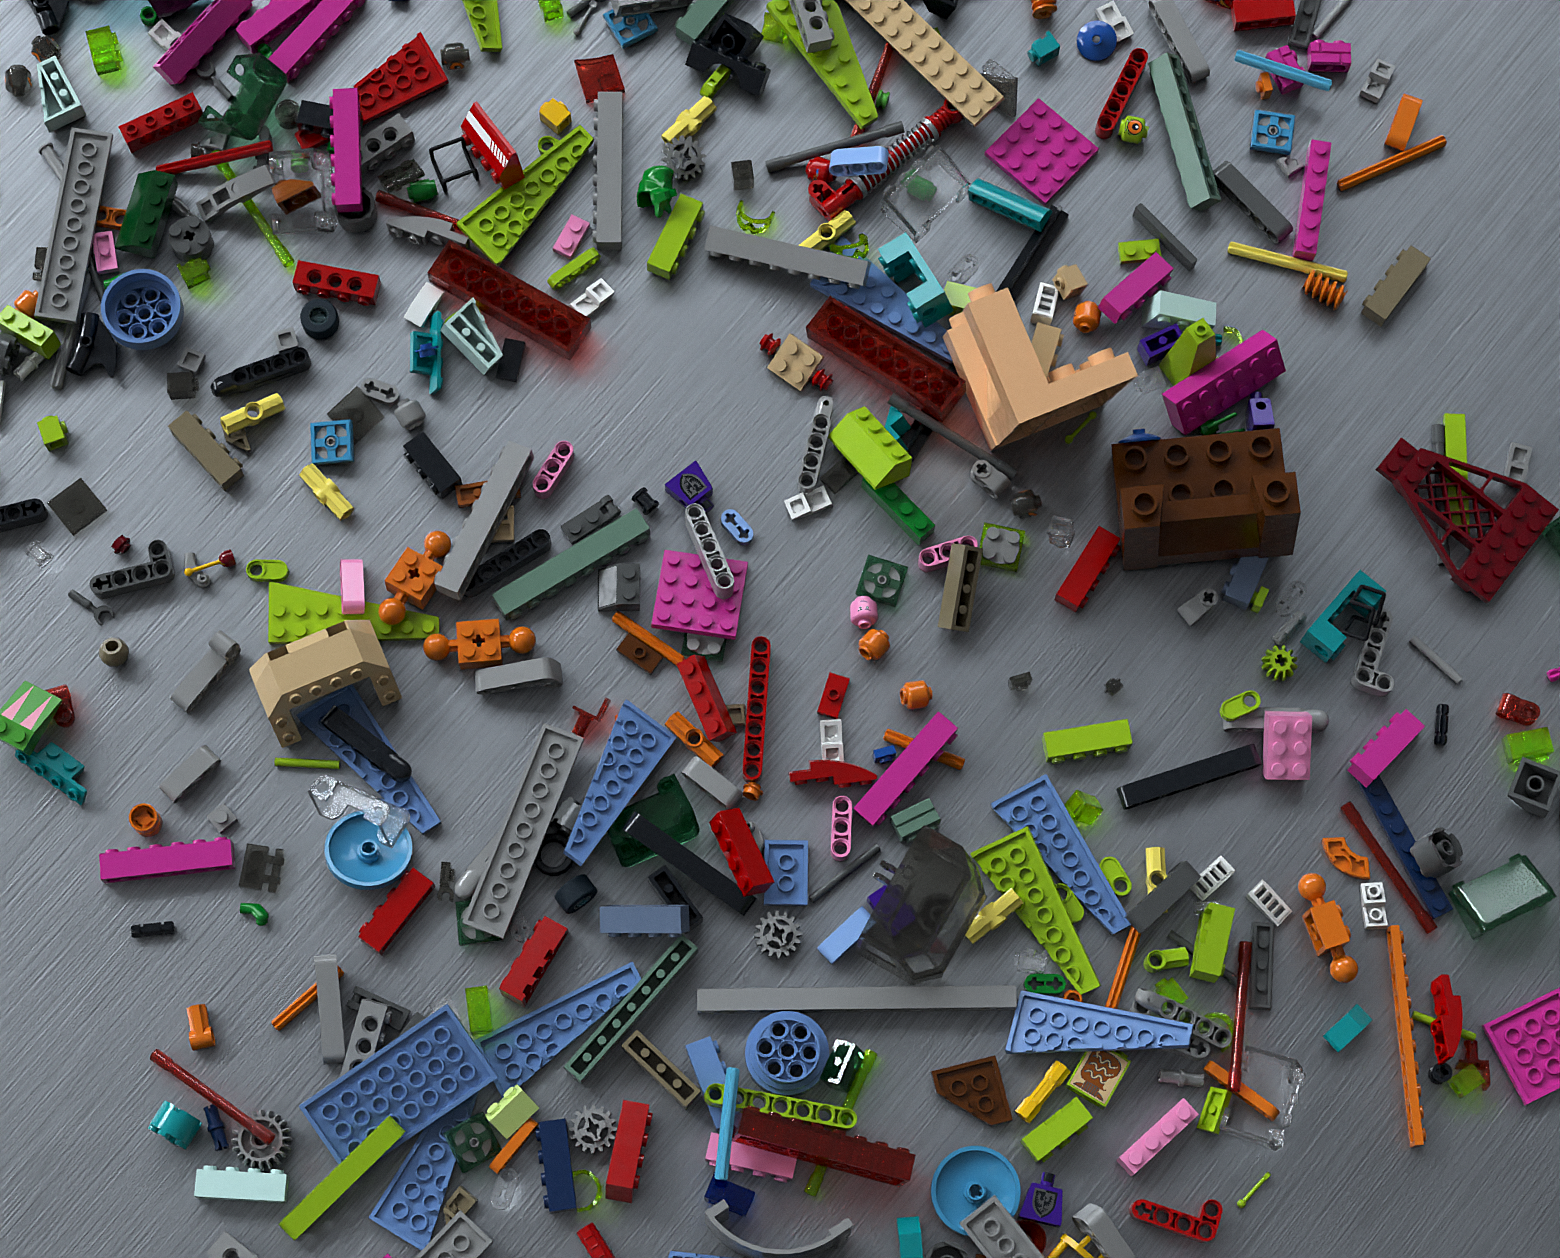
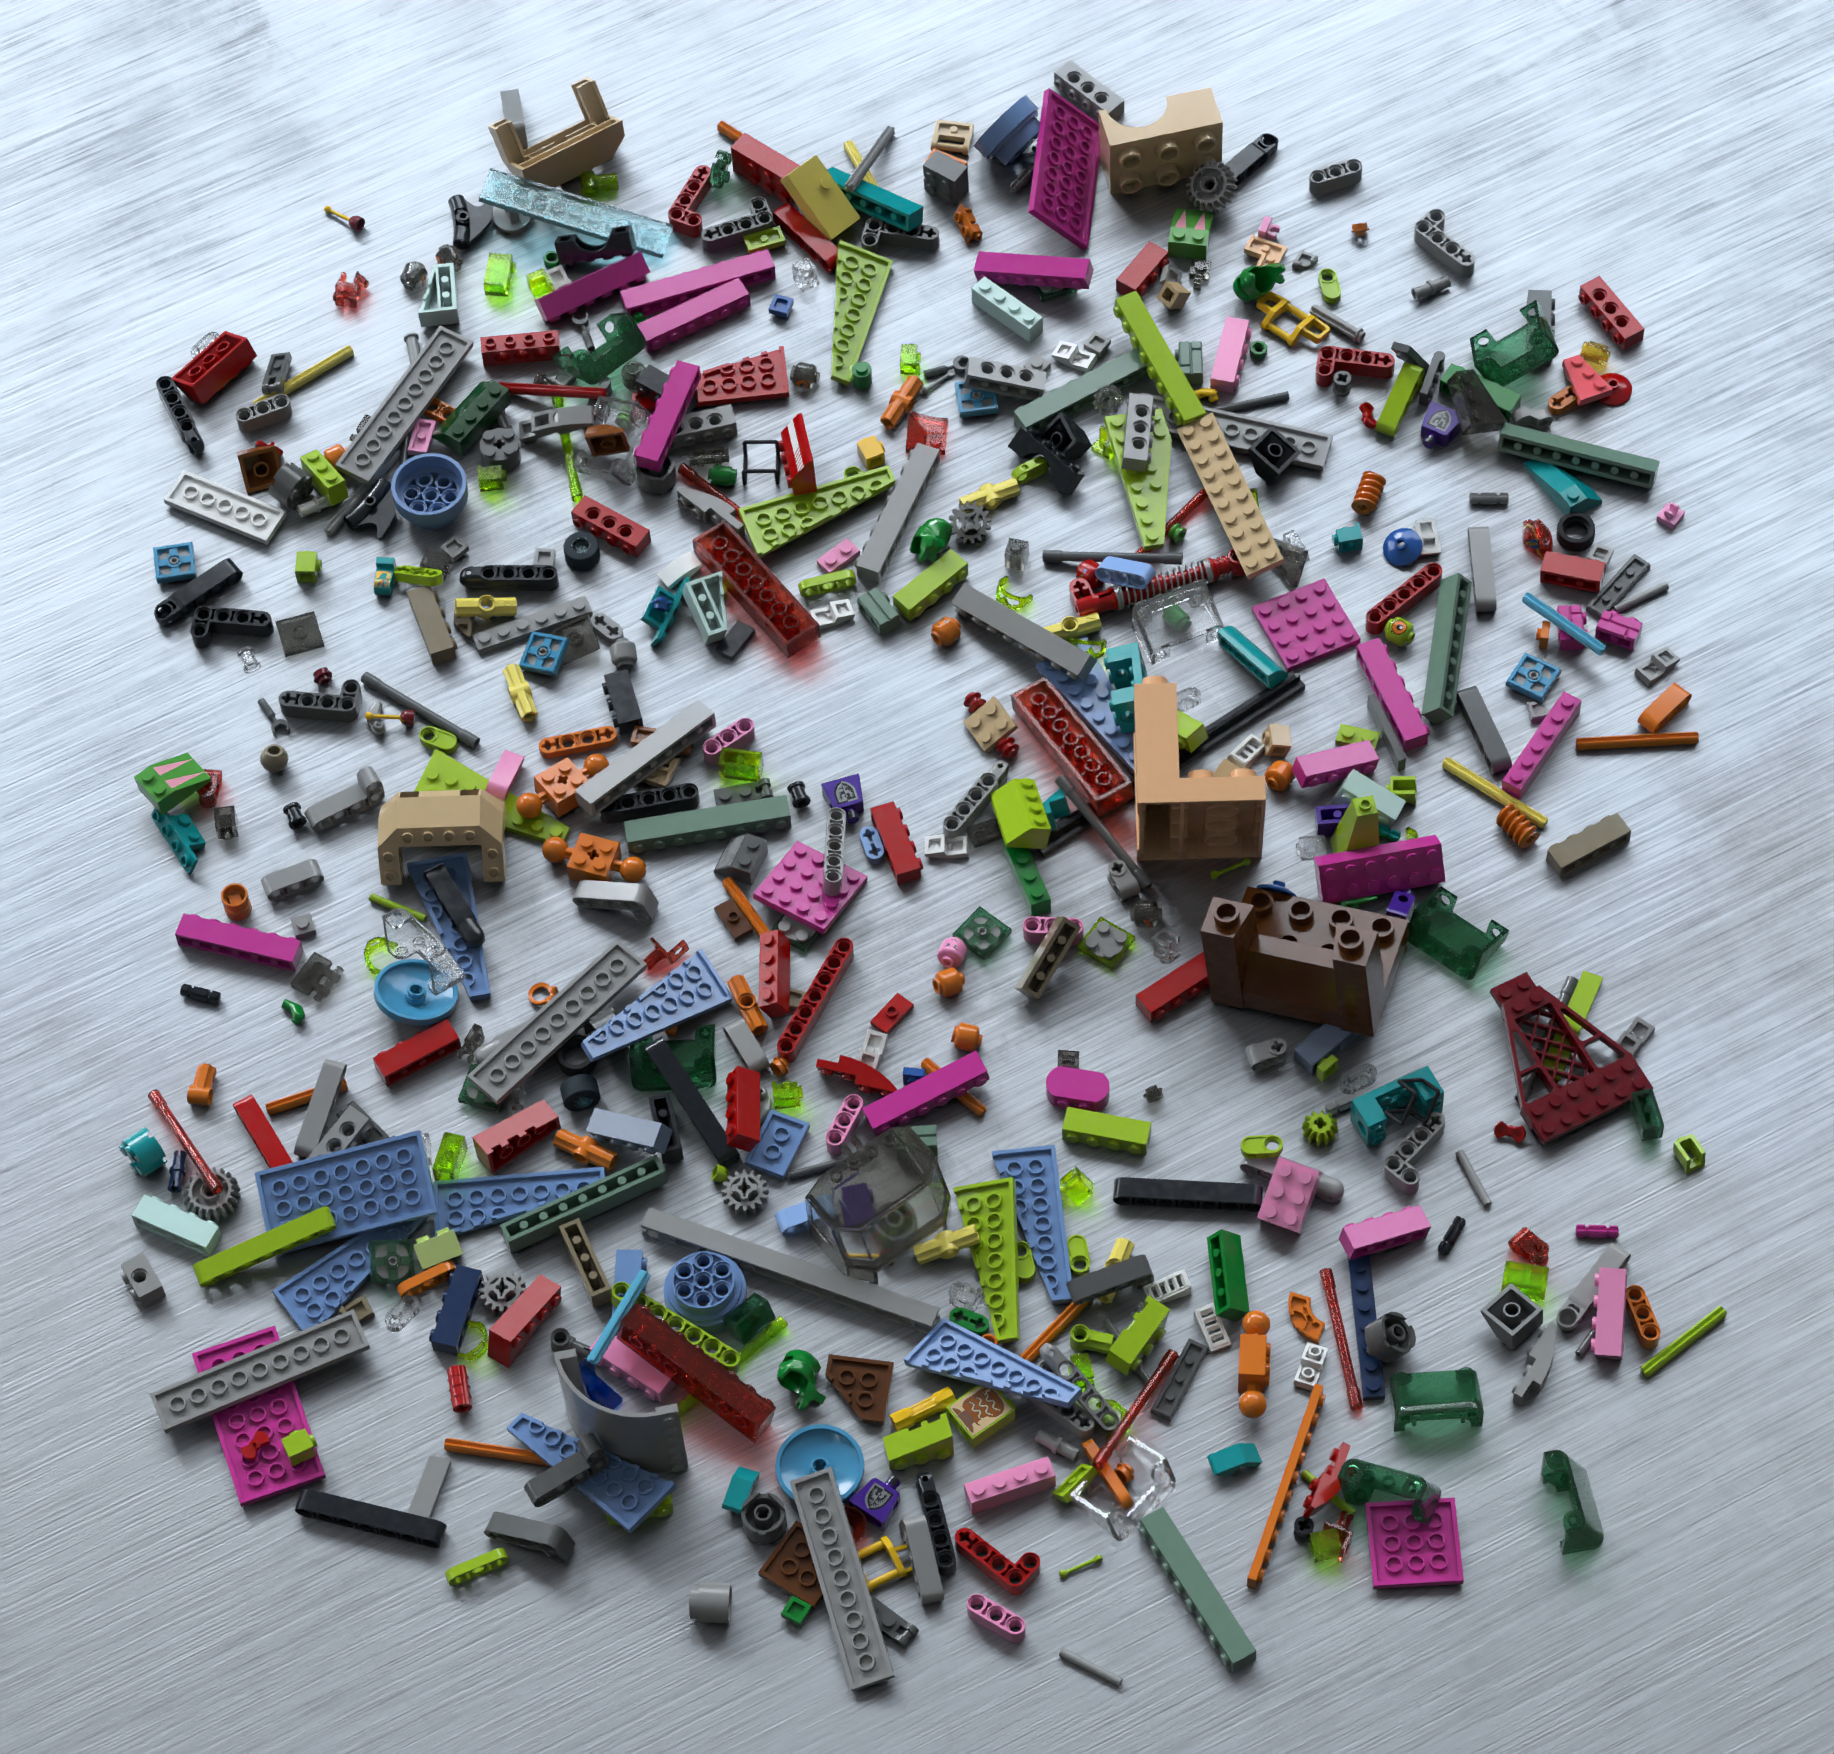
camera: 30 degrees right, 15 degrees down
(96, 738) = (226, 822): none -> clear smoke brick
(135, 415) = (384, 576): none -> teal leg
(149, 47) = (539, 283): none -> clear neon green panel
(161, 704) = (295, 817): none -> black bush
(180, 533) = (462, 734): none -> dark grey piece
(181, 403) = (418, 575): none -> lime beam
(285, 1057) = (261, 1132): none -> red beam
(299, 816) = (369, 949): none -> clear neon green helmet
(304, 414) = (538, 622): none -> light grey plate
(403, 519) = (577, 739): none -> orange beam
(499, 807) = (552, 990): none -> orange piece
(511, 37) = (862, 375): none -> green brick
(561, 52) = (901, 402): none -> orange piece
(577, 491) = (740, 764): none -> clear neon green brick
(605, 949) = (585, 1149): none -> orange piece
(636, 280) = (879, 611): none -> sand green brick
(684, 1158) = (570, 1343): none -> dark grey pin
(710, 279) = (946, 631): none -> orange head
(743, 924) = (719, 1173): none -> lime hinge
(765, 522) = (896, 844): none -> red brick
(772, 818) = (786, 1094): none -> clear neon green brick
(914, 1104) = (799, 1375): none -> green piece
(1041, 709) = (1077, 1089): none -> dark pink brick
(1086, 1172) = (927, 1492): none -> black piece
(1149, 191) = (1392, 694): none -> dark pink brick
(1206, 283) = (1404, 787): none -> lime window
(1255, 1082) = (1124, 1472): none -> orange plate
(1263, 846) = (1228, 1275): none -> green brick
(1317, 425) = (1451, 938): none -> clear green windscreen
(1372, 1172) = (1197, 1589): none -> sand green brick
(1456, 599) = (1517, 1132): none -> red piece
(1478, 996) = (1361, 1478): none -> clear green windscreen

